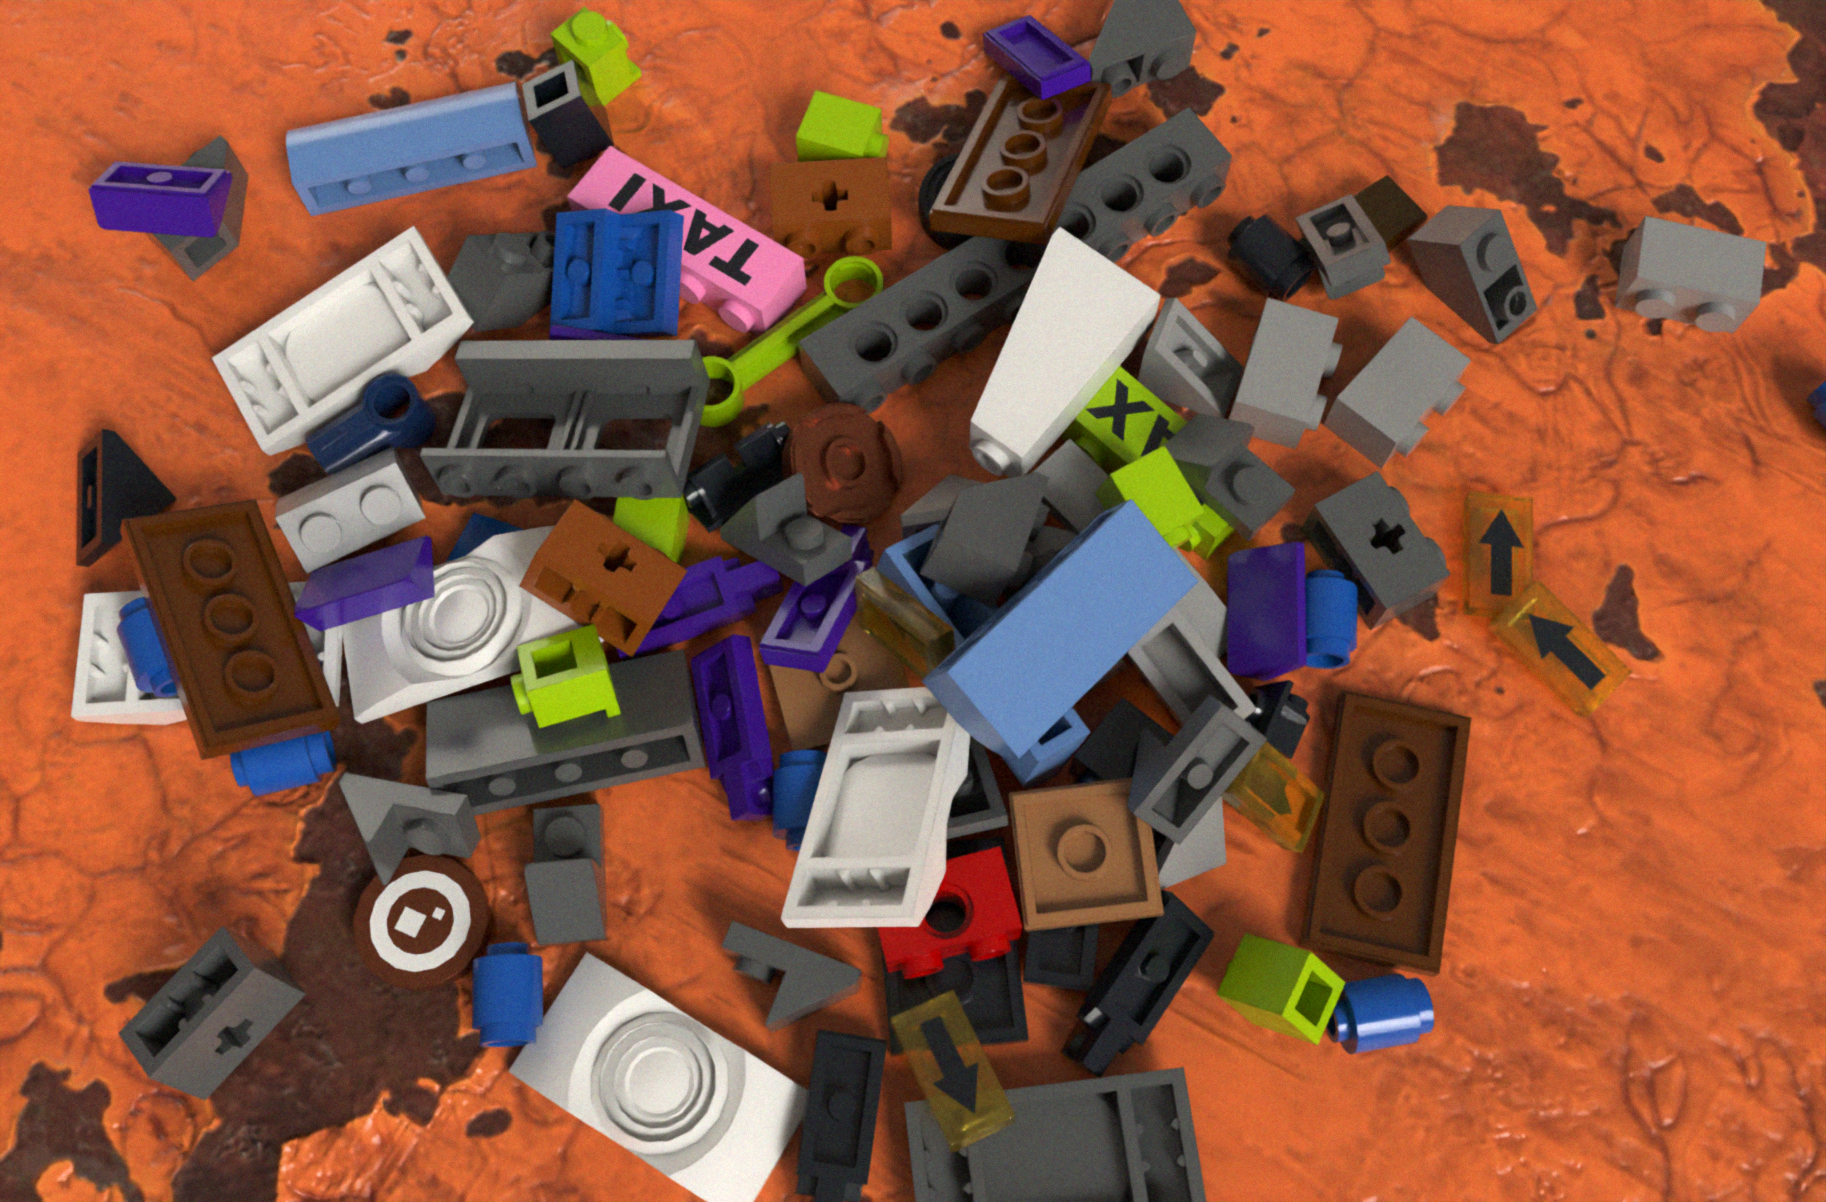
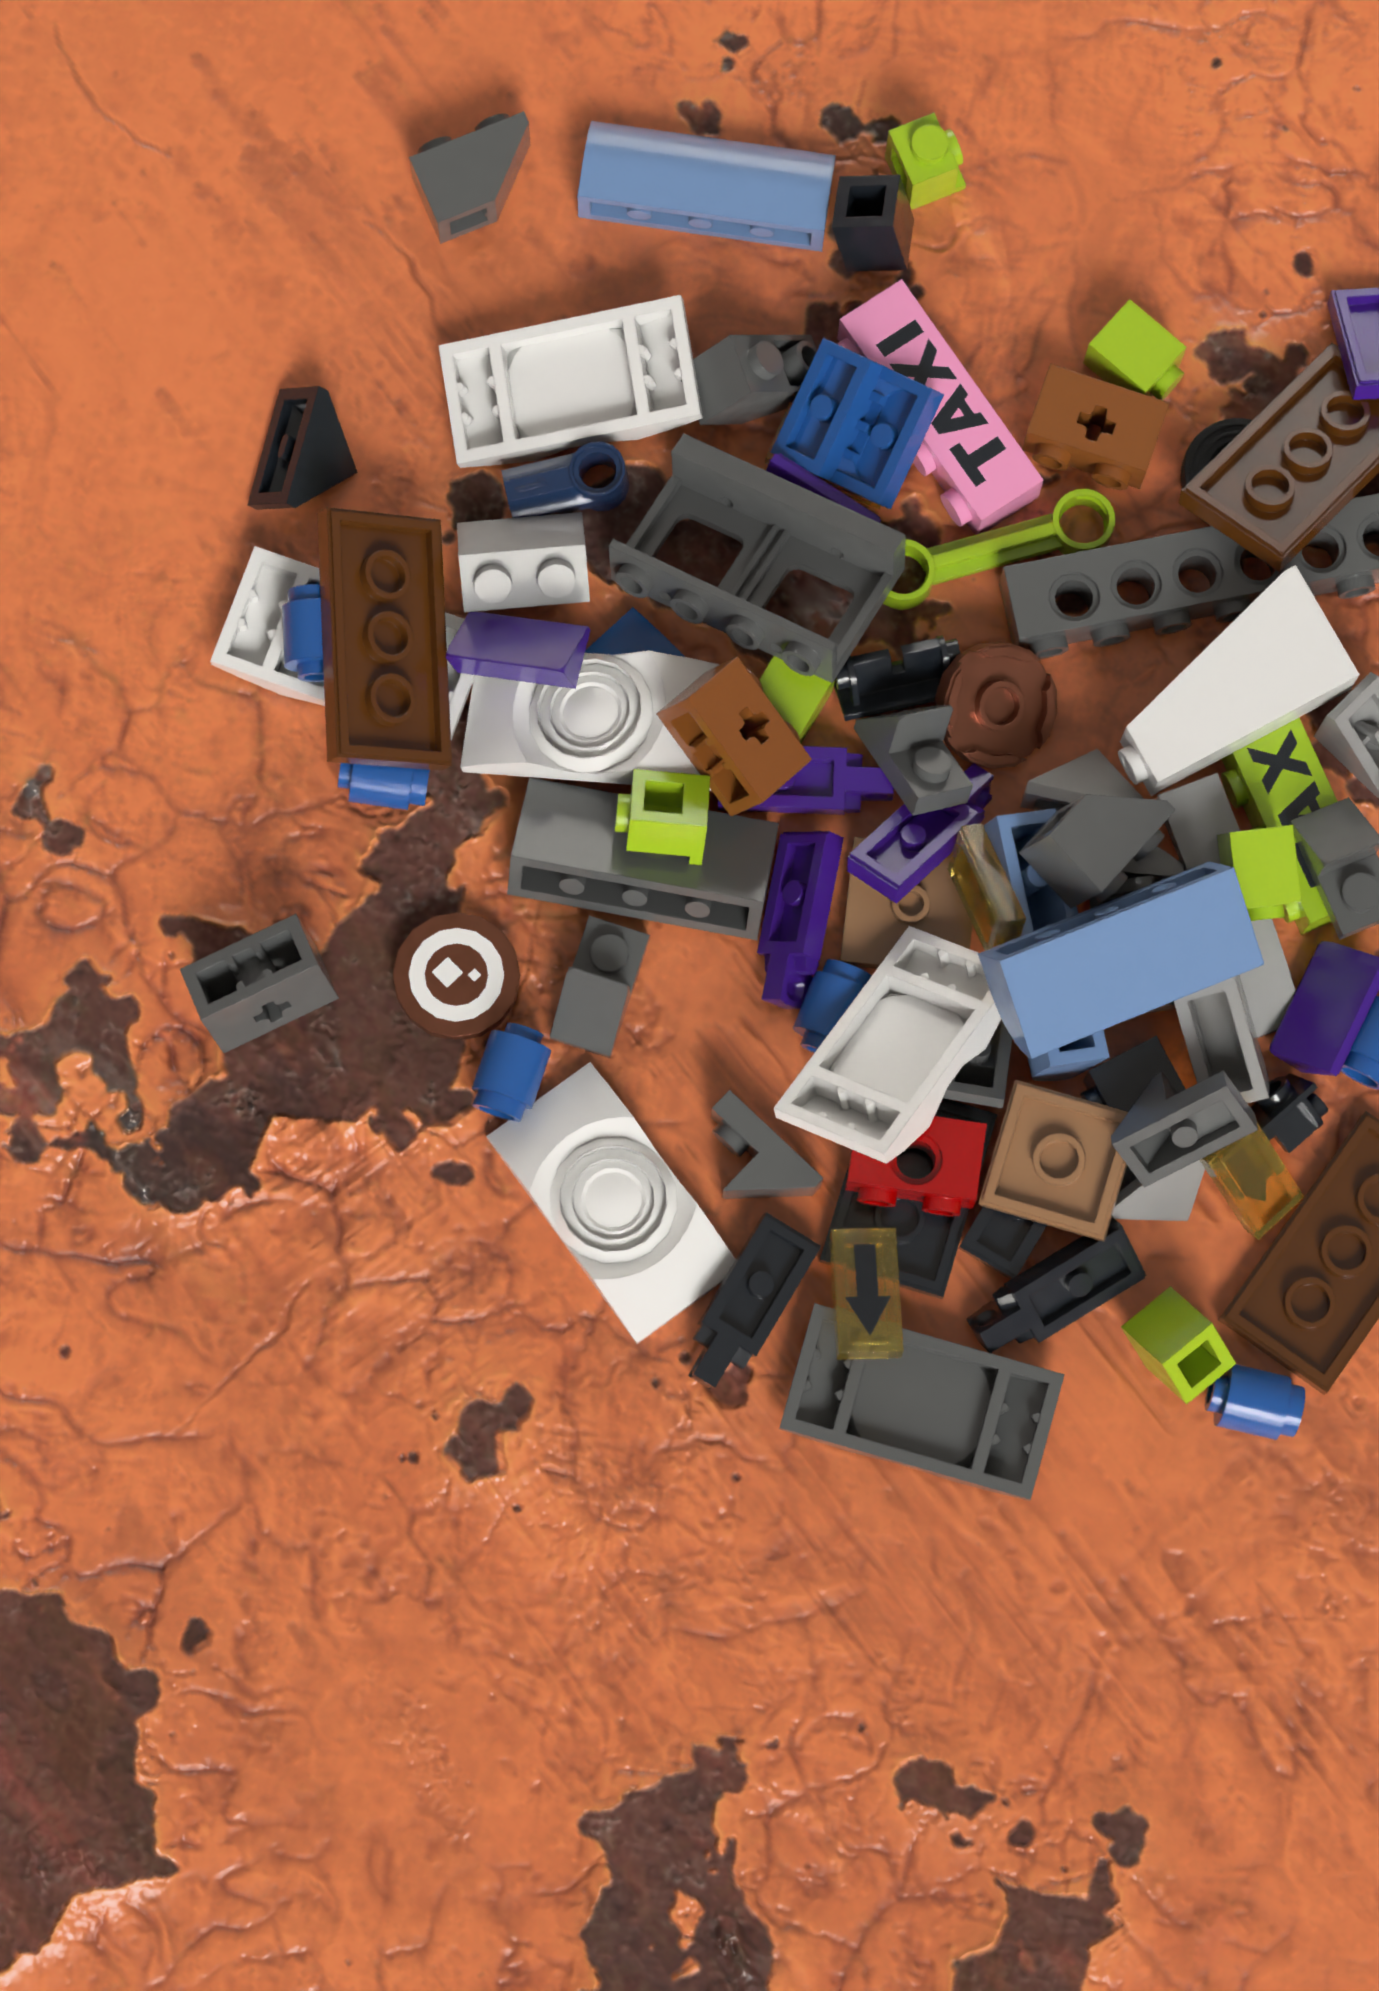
camera: 20 degrees right, 10 degrees up
(161, 199) = (448, 165): dark purple slope -> none
(404, 816) = (471, 874): dark grey slope -> none

